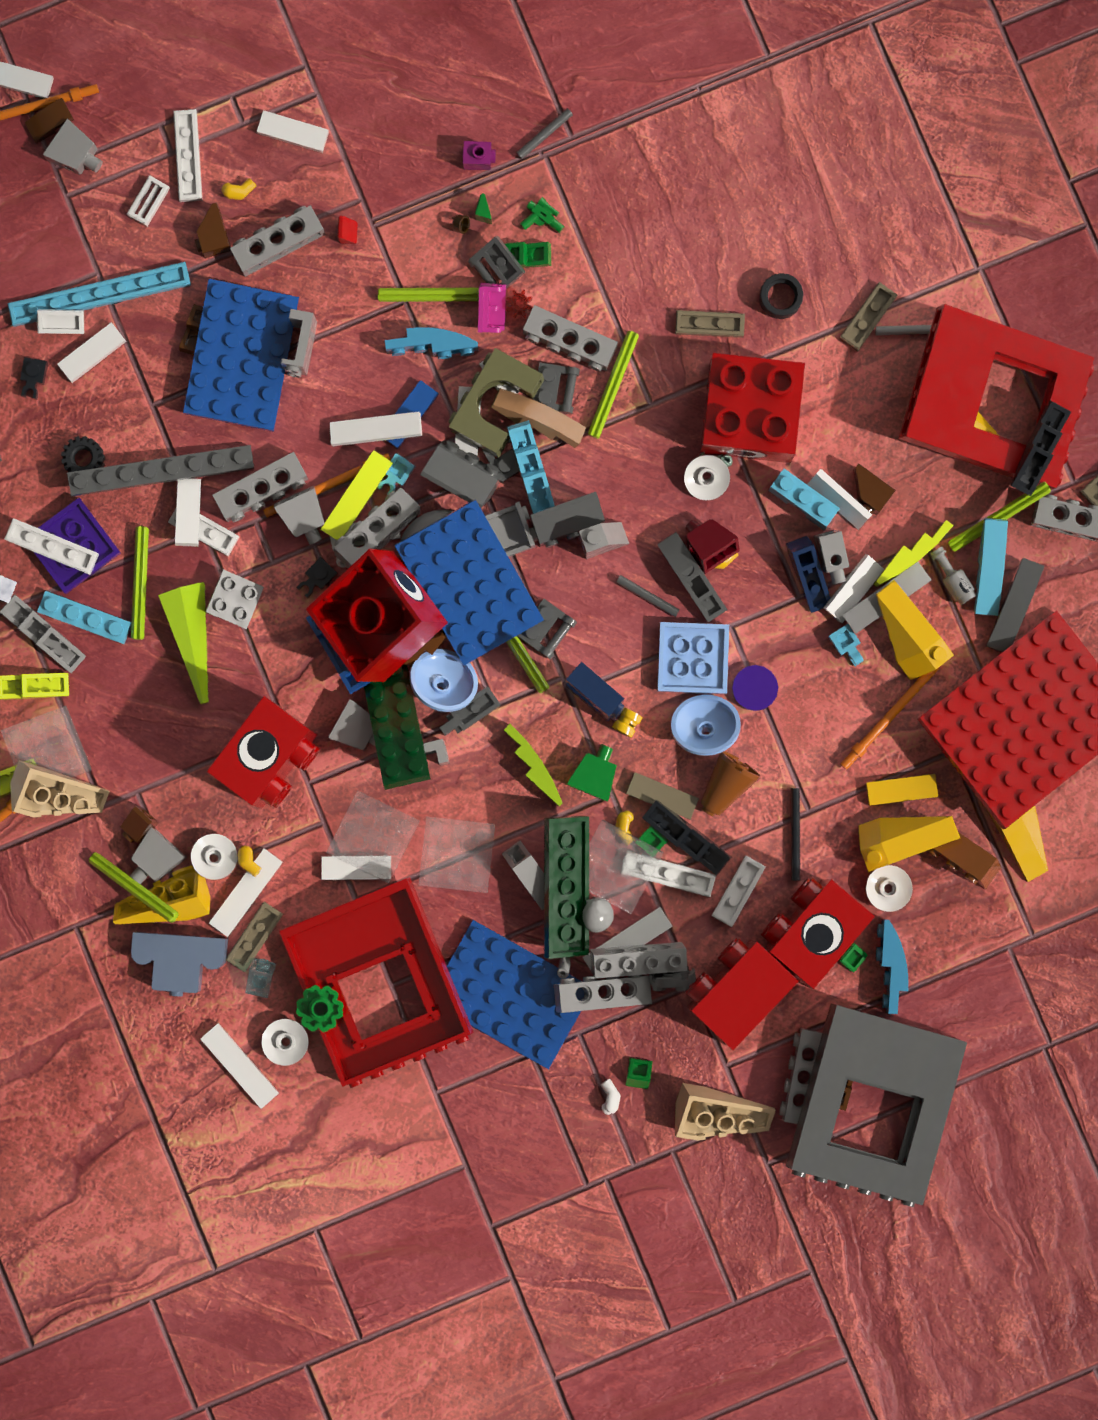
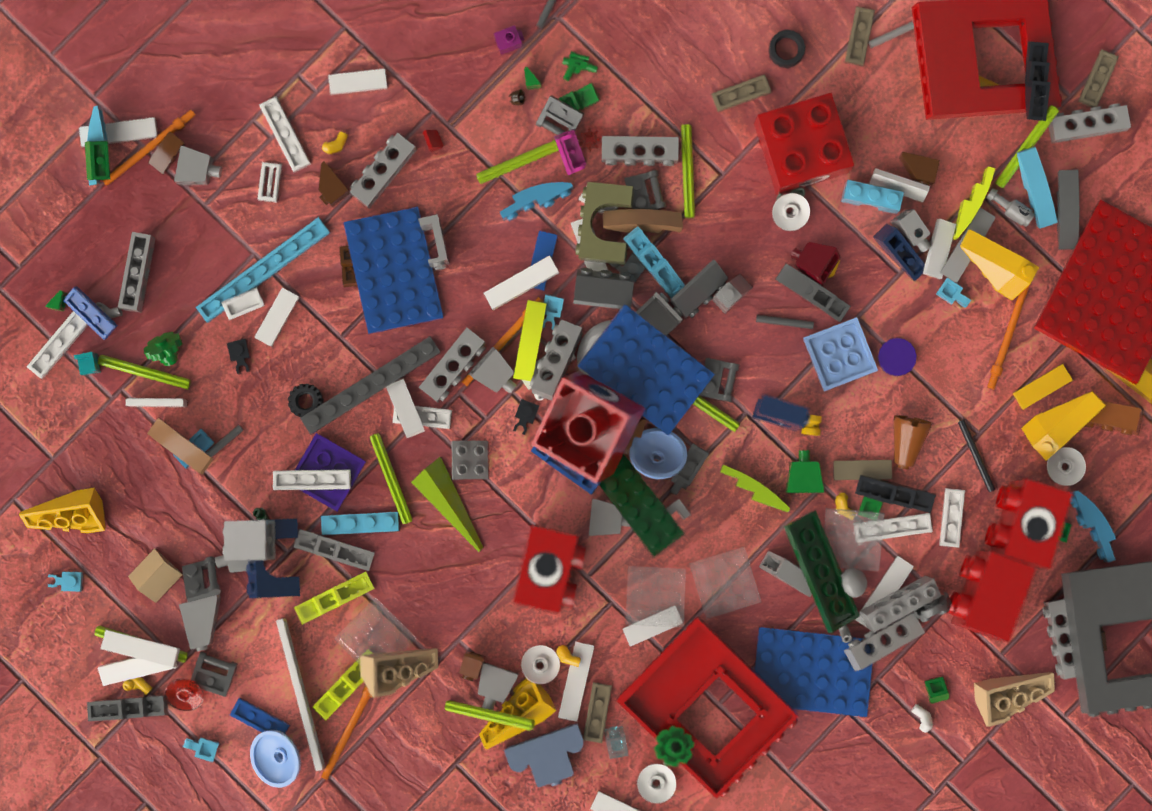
camera: 20 degrees left, 0 degrees up
(704, 715) = (870, 393): light blue dish -> none

